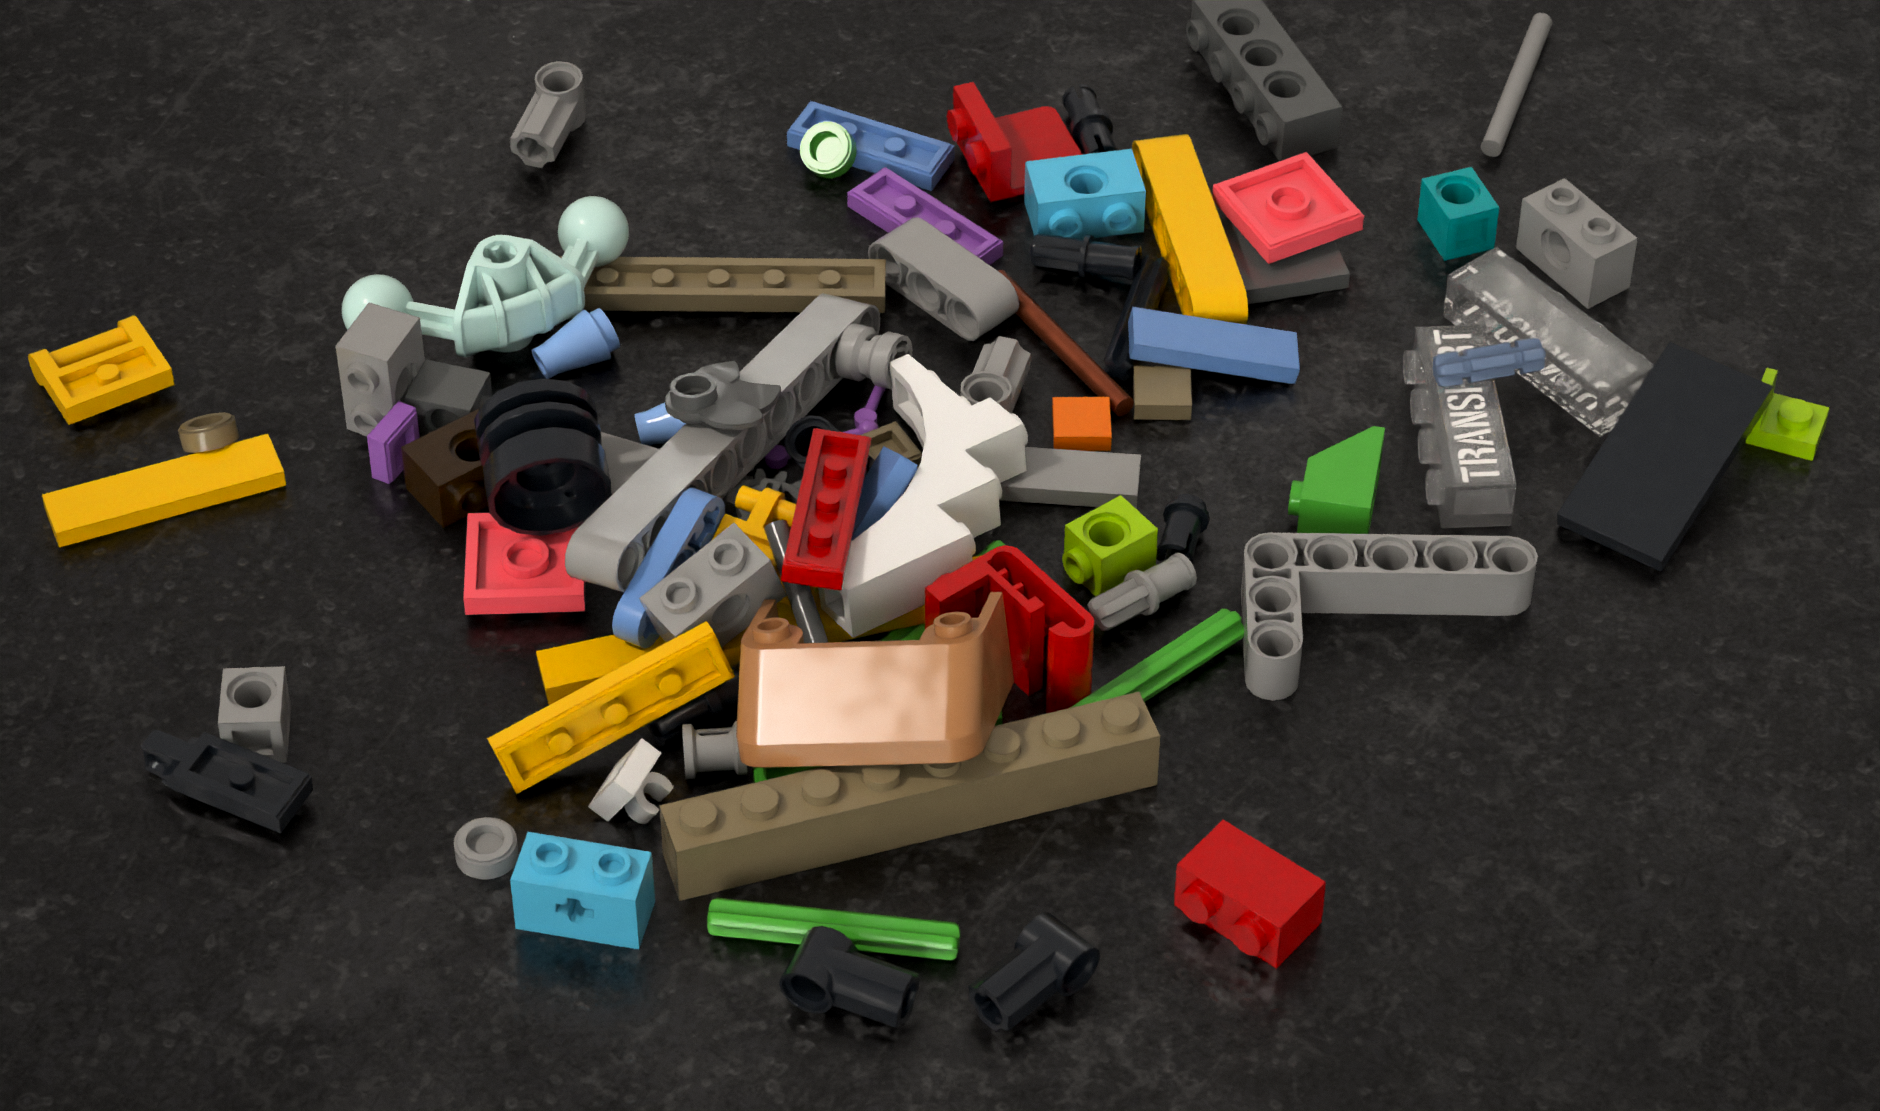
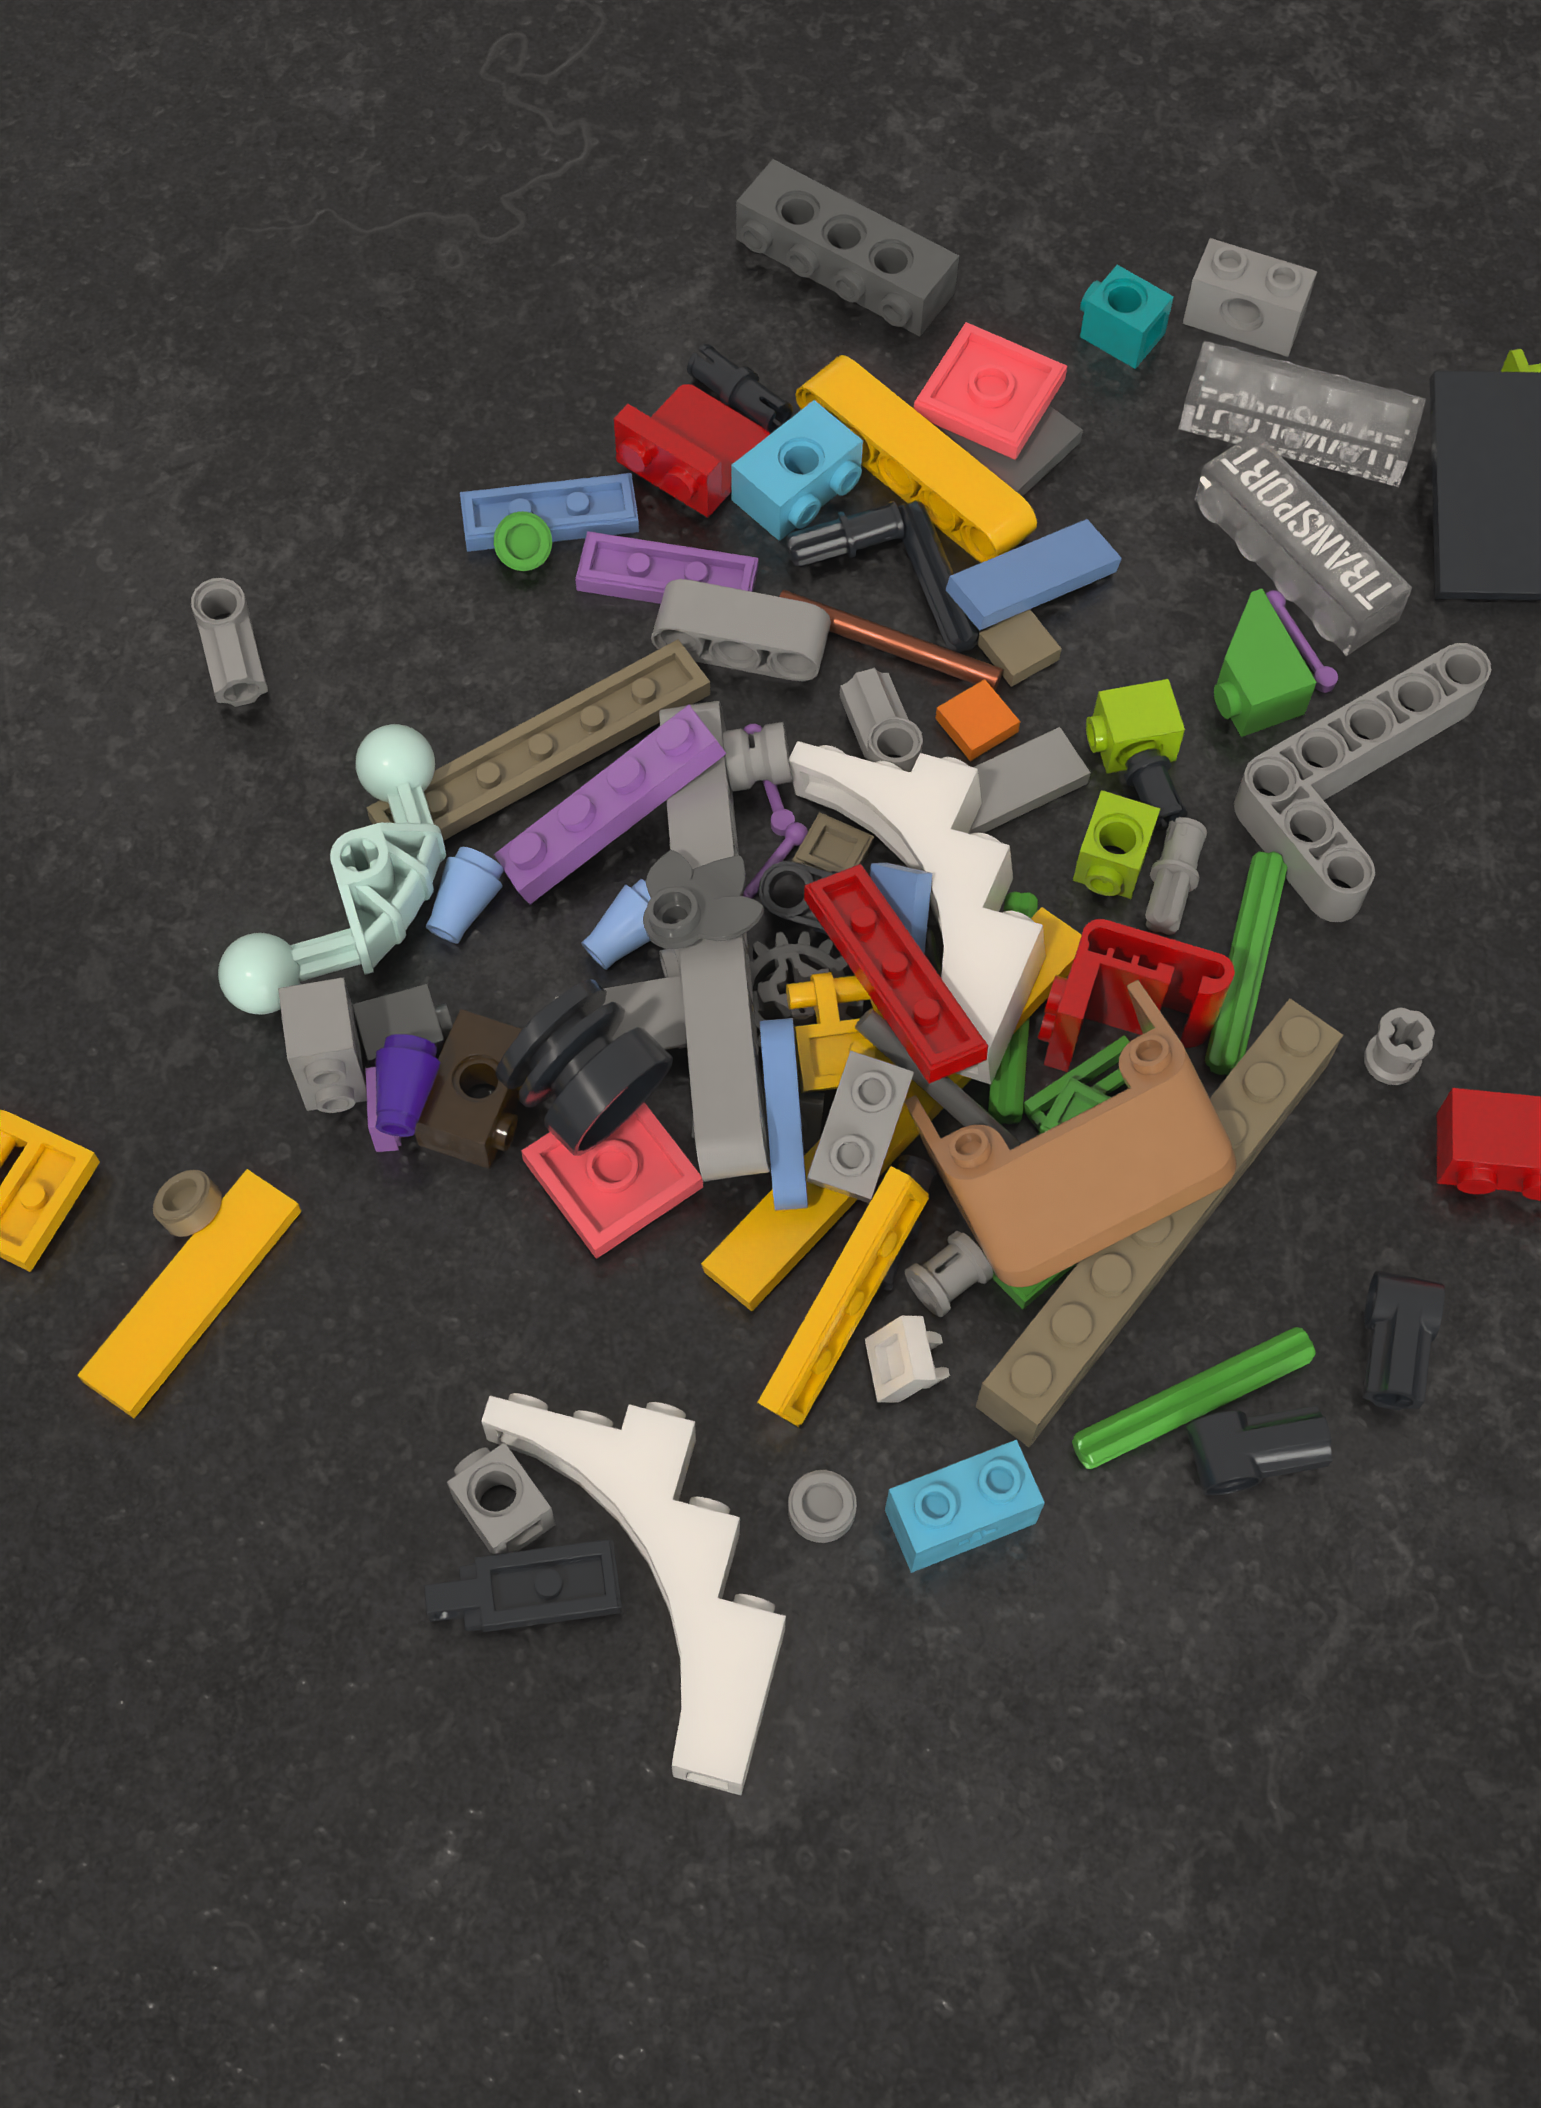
camera: 35 degrees left, 20 degrees up
(333, 873) = (638, 1478): none -> white arch
(413, 413) = (403, 1082): none -> dark purple cone
(743, 325) = (609, 804): none -> medium lavender plate
(1203, 795) = (1399, 1046): none -> light grey bush
(1204, 470) = (1133, 721): none -> lime brick
(1408, 462) = (1324, 675): none -> medium lavender hinge
(1488, 362) = (1303, 473): sand blue axle -> none
(1516, 85) = (1057, 148): light grey bar -> none

